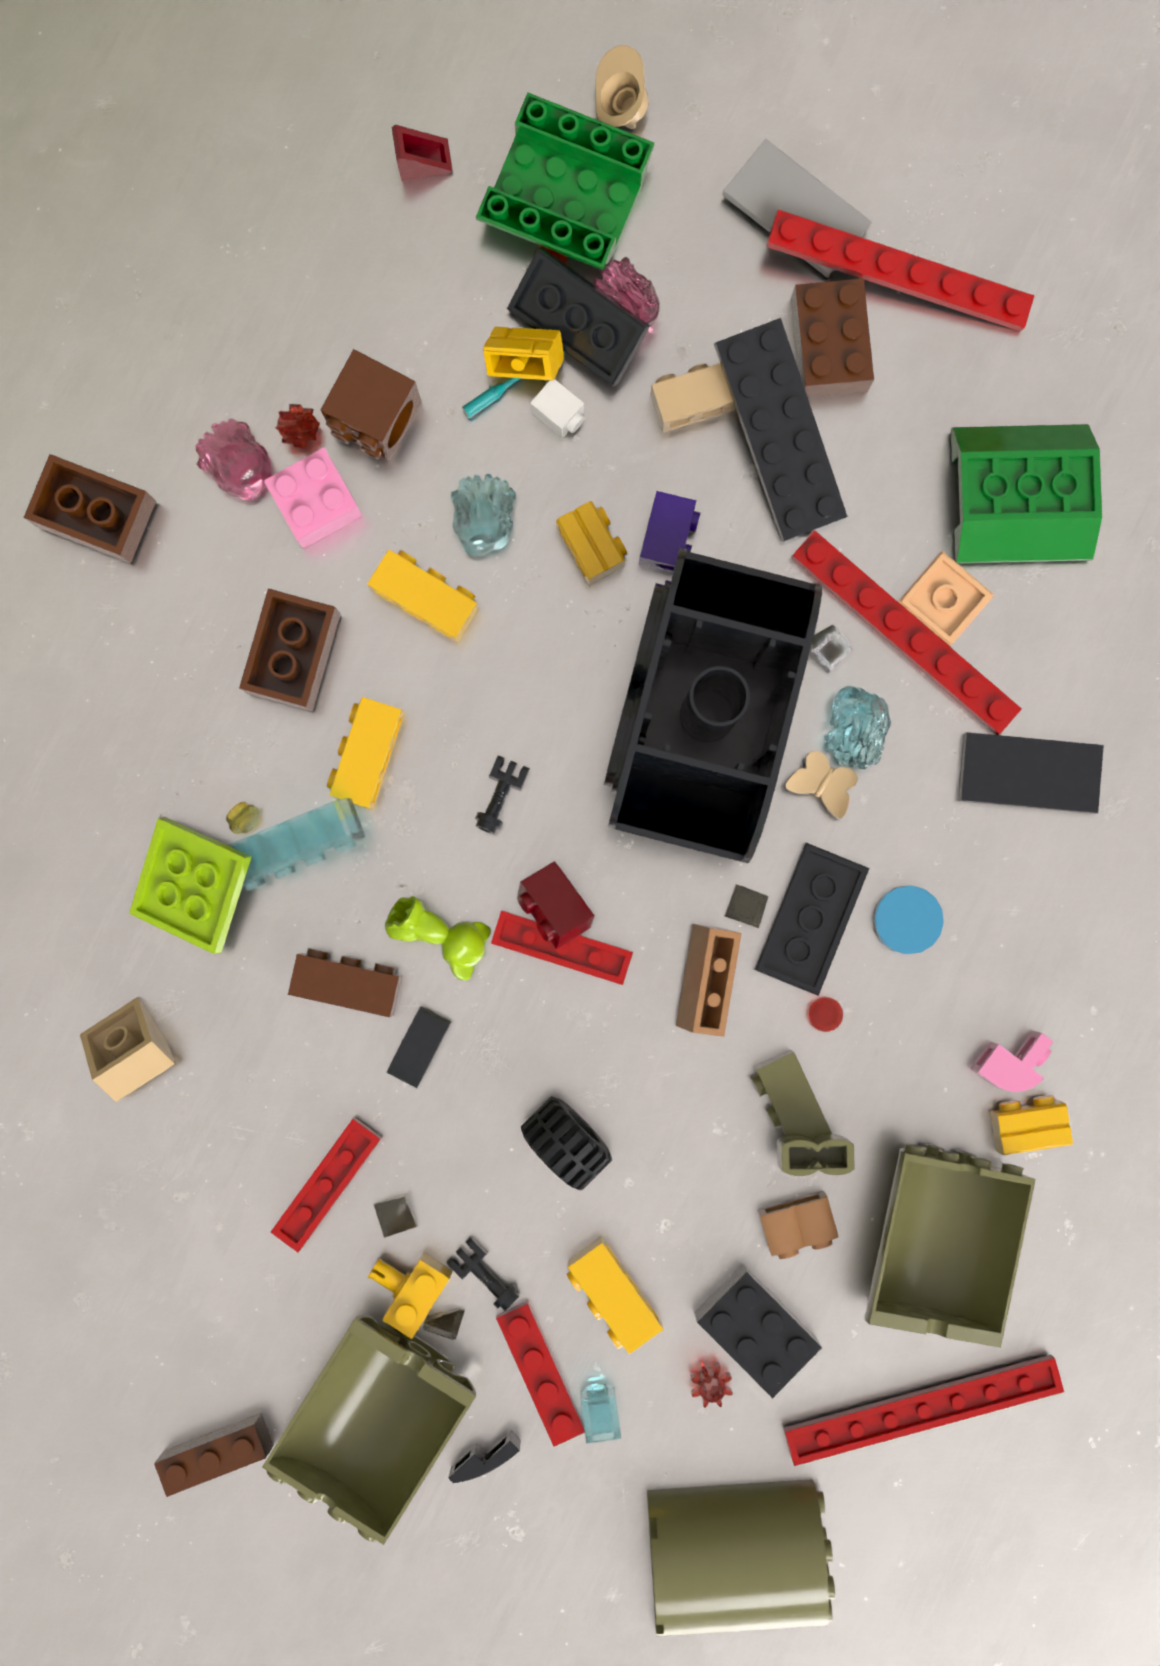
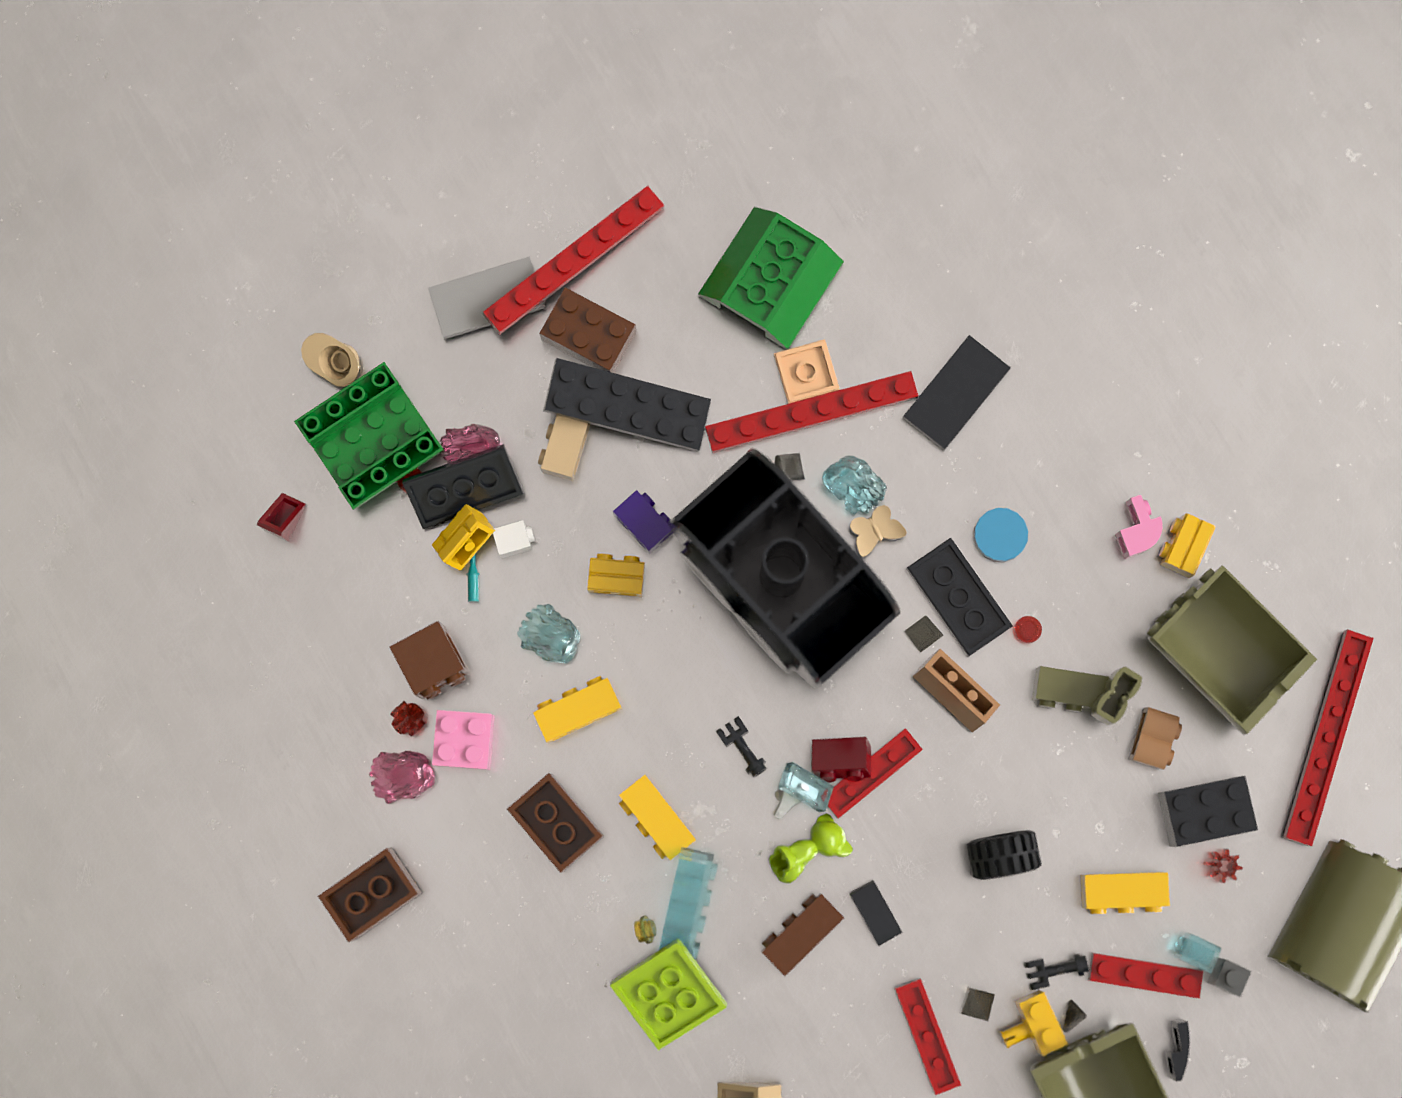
camera: 55 degrees left, 5 degrees down
(497, 881) = (801, 786): none -> clear light blue piece
(596, 1465) = (1229, 977): none -> dark grey brick

